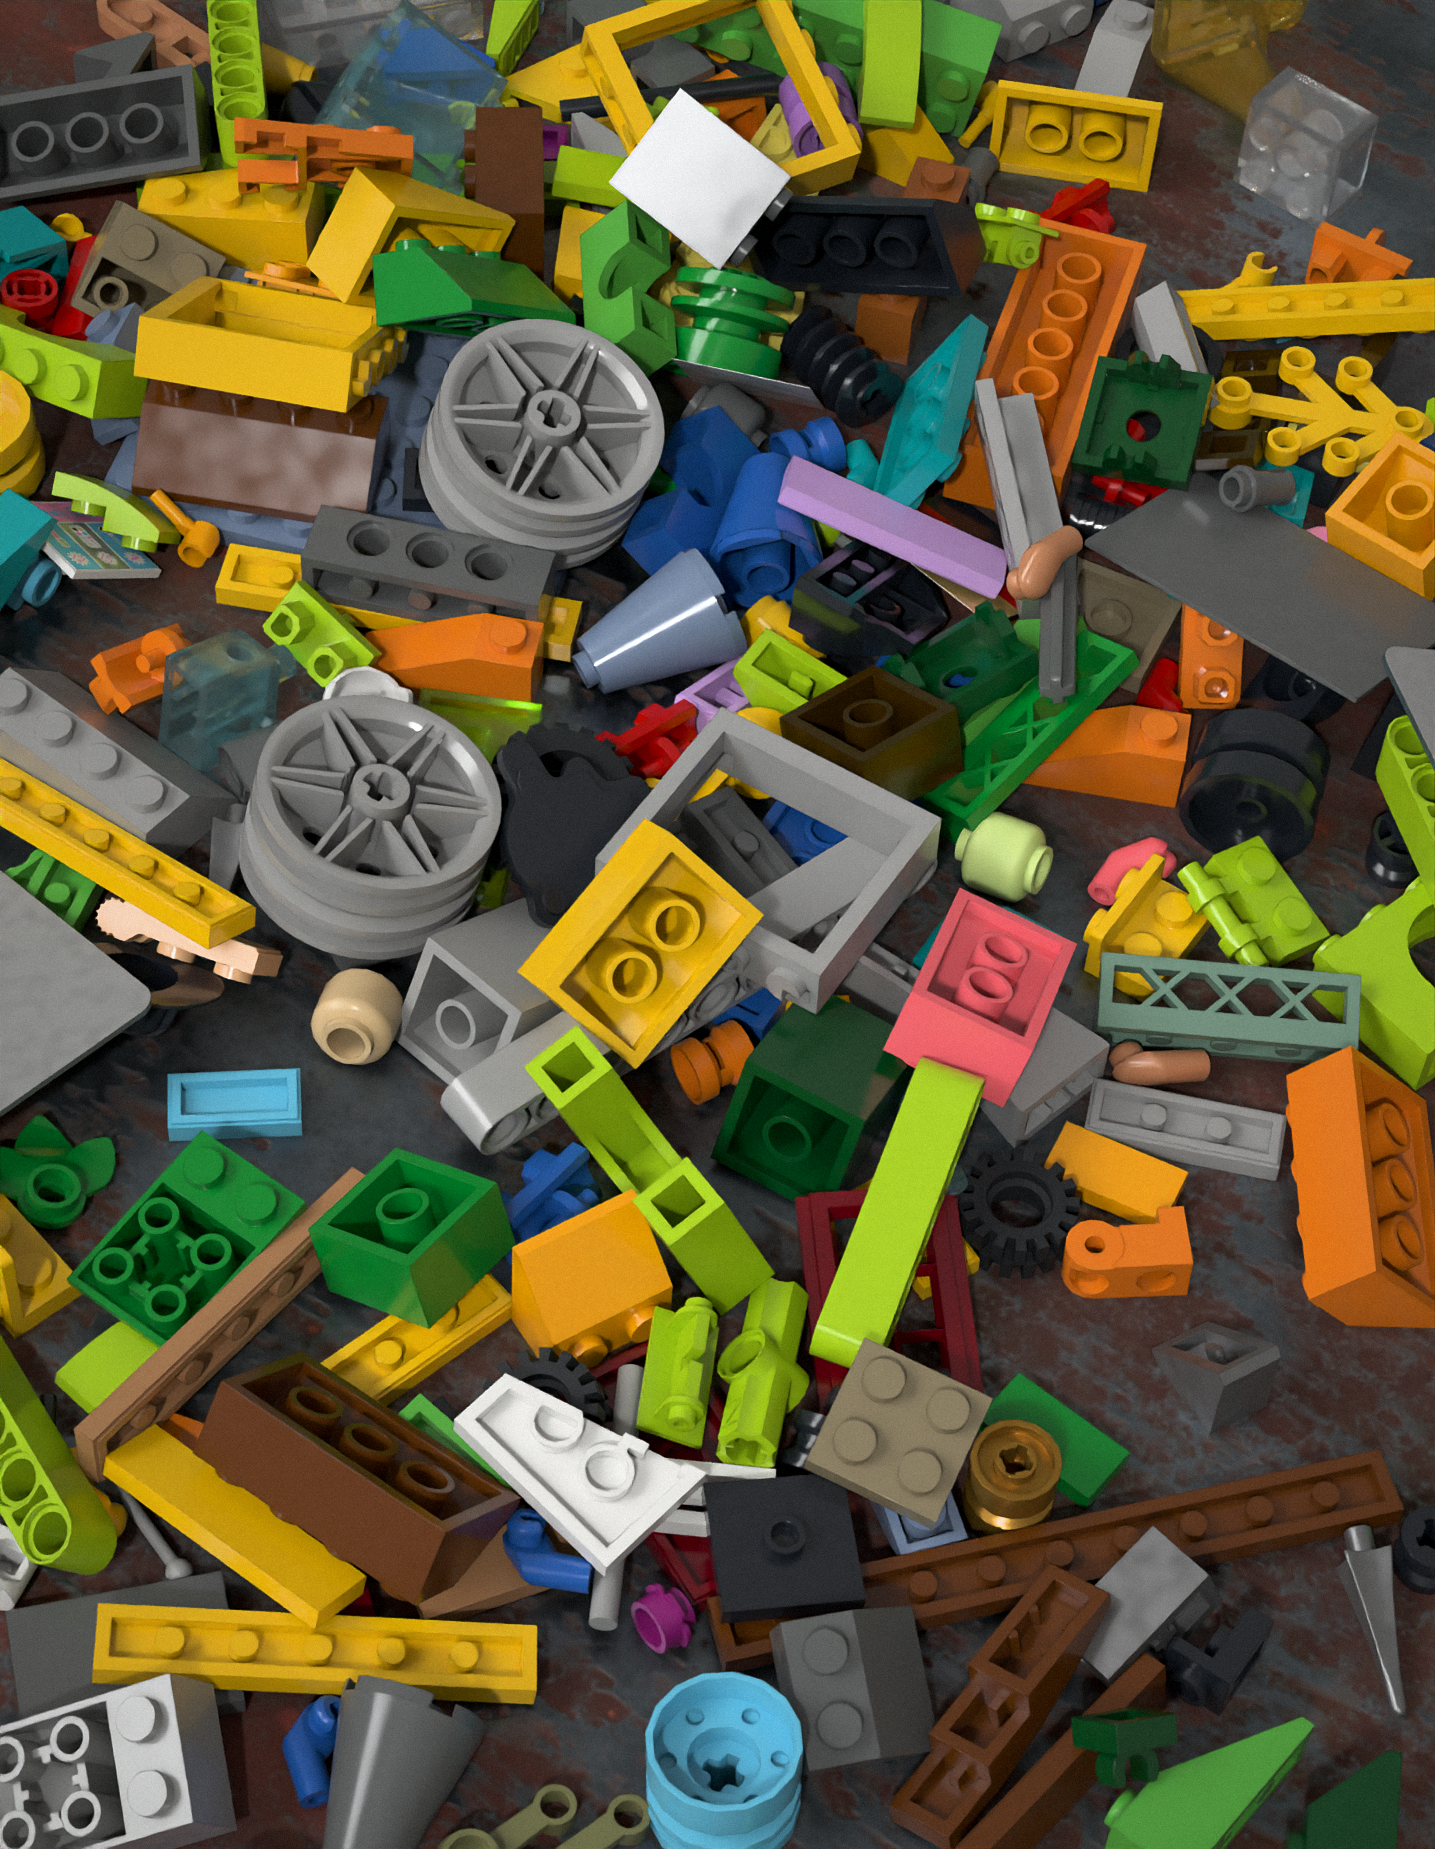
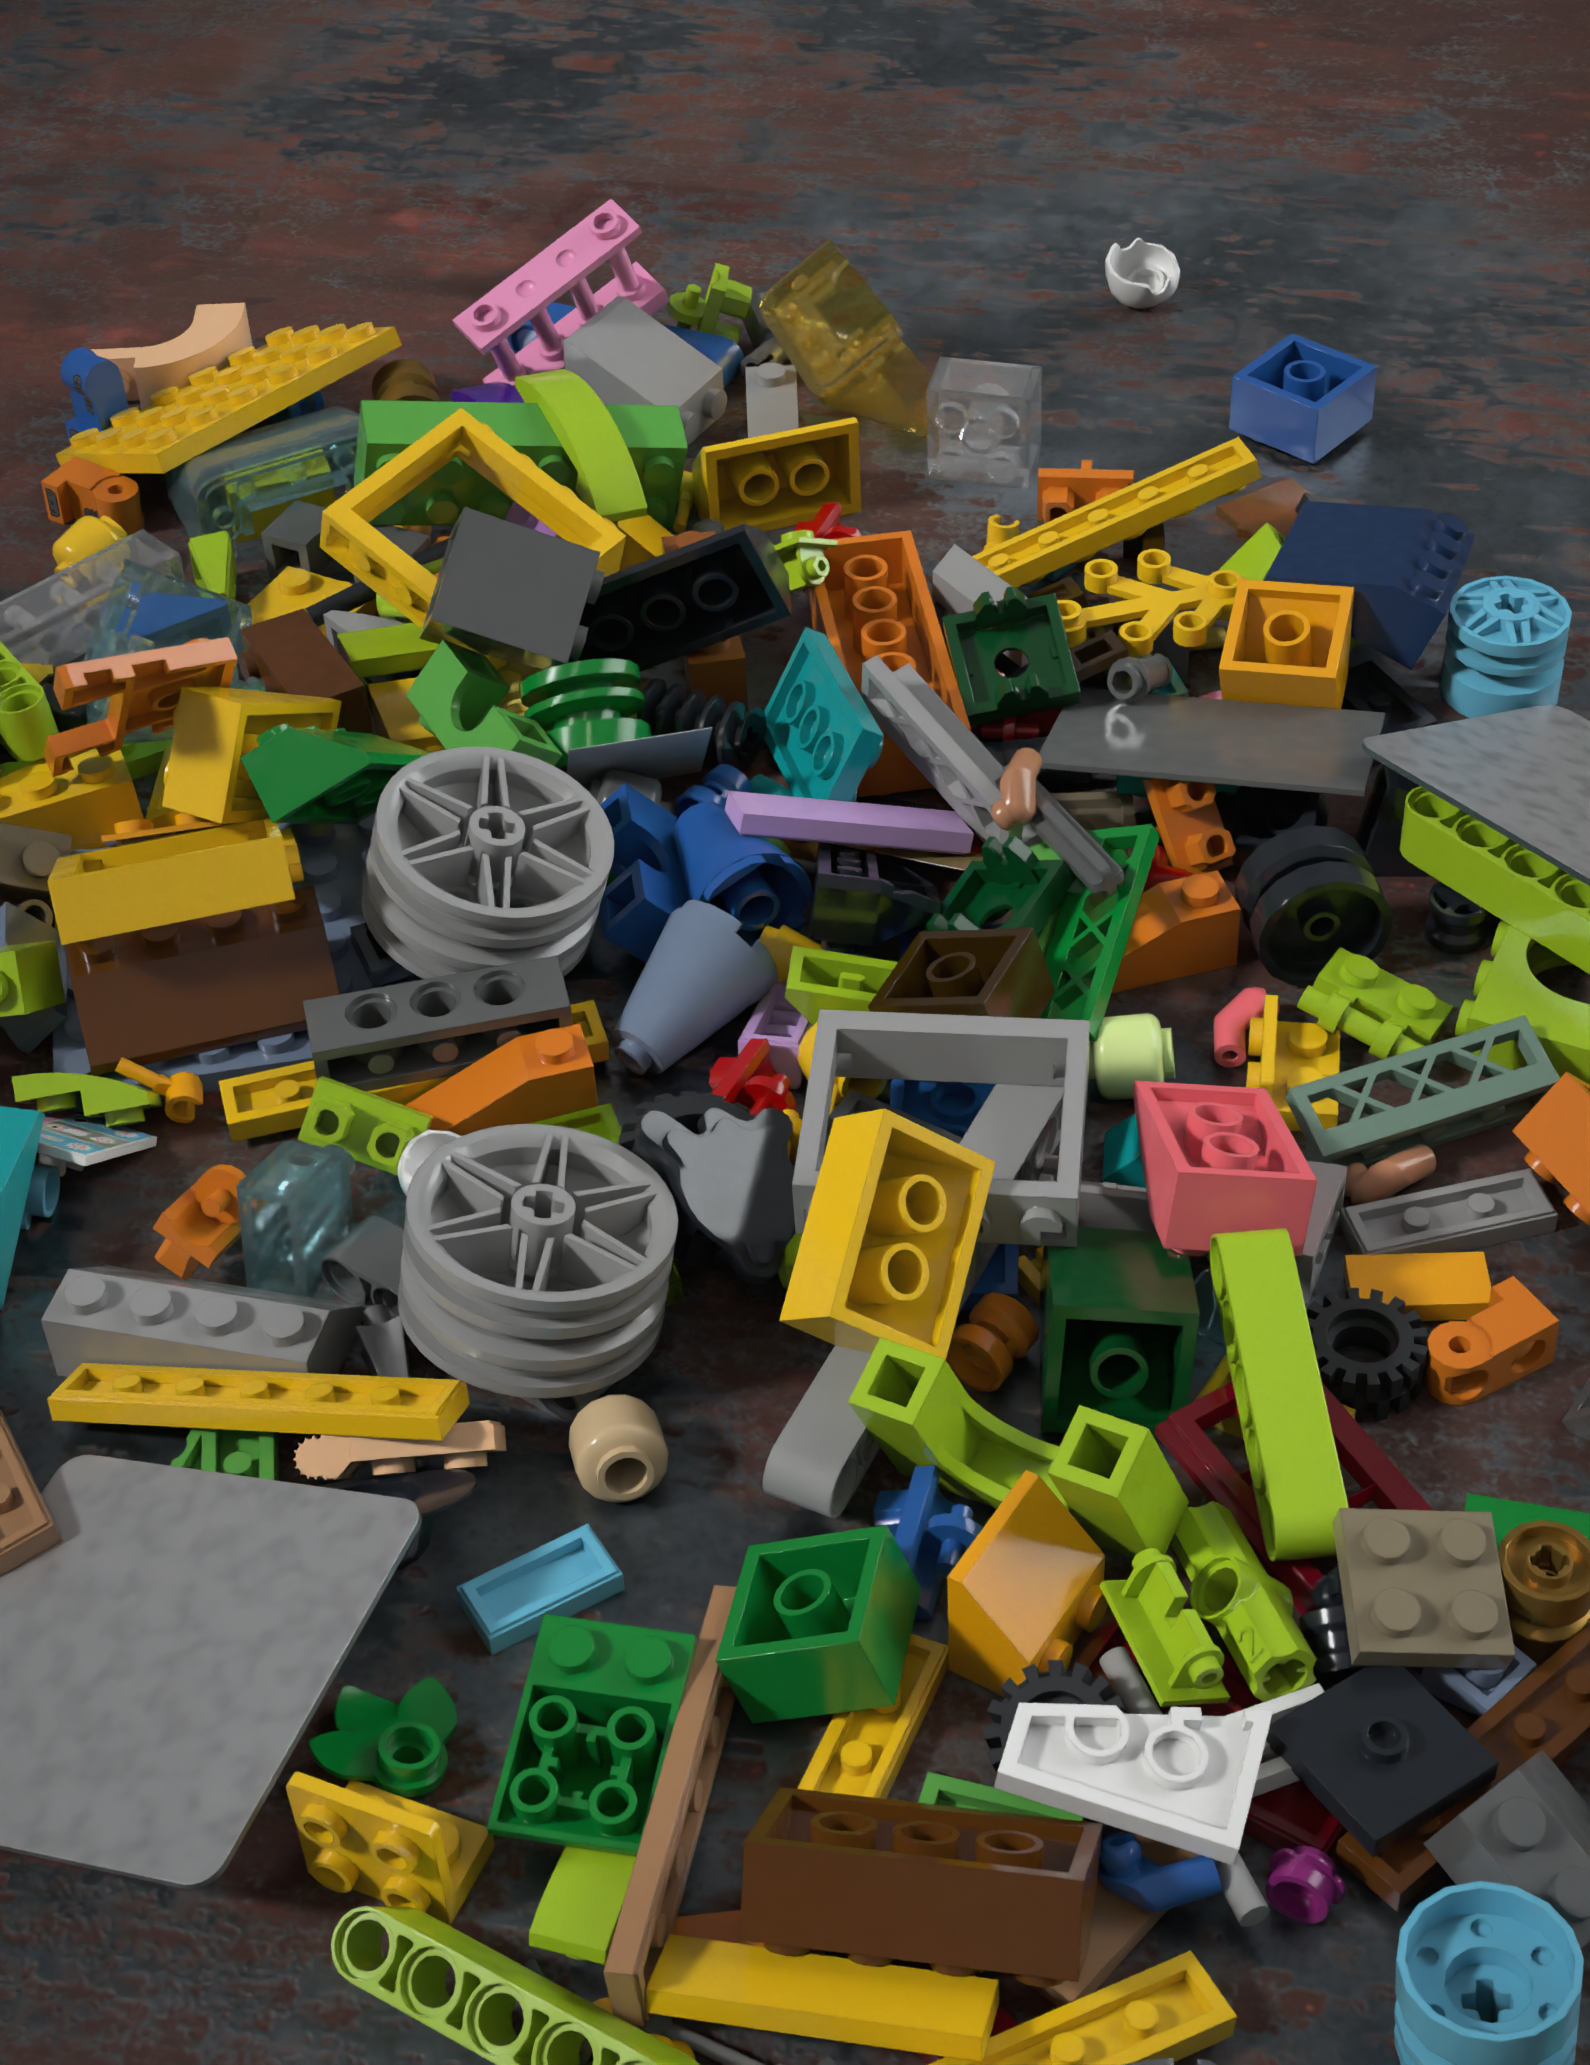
camera: 20 degrees left, 10 degrees down
(469, 992) = (733, 1375): light grey slope -> none

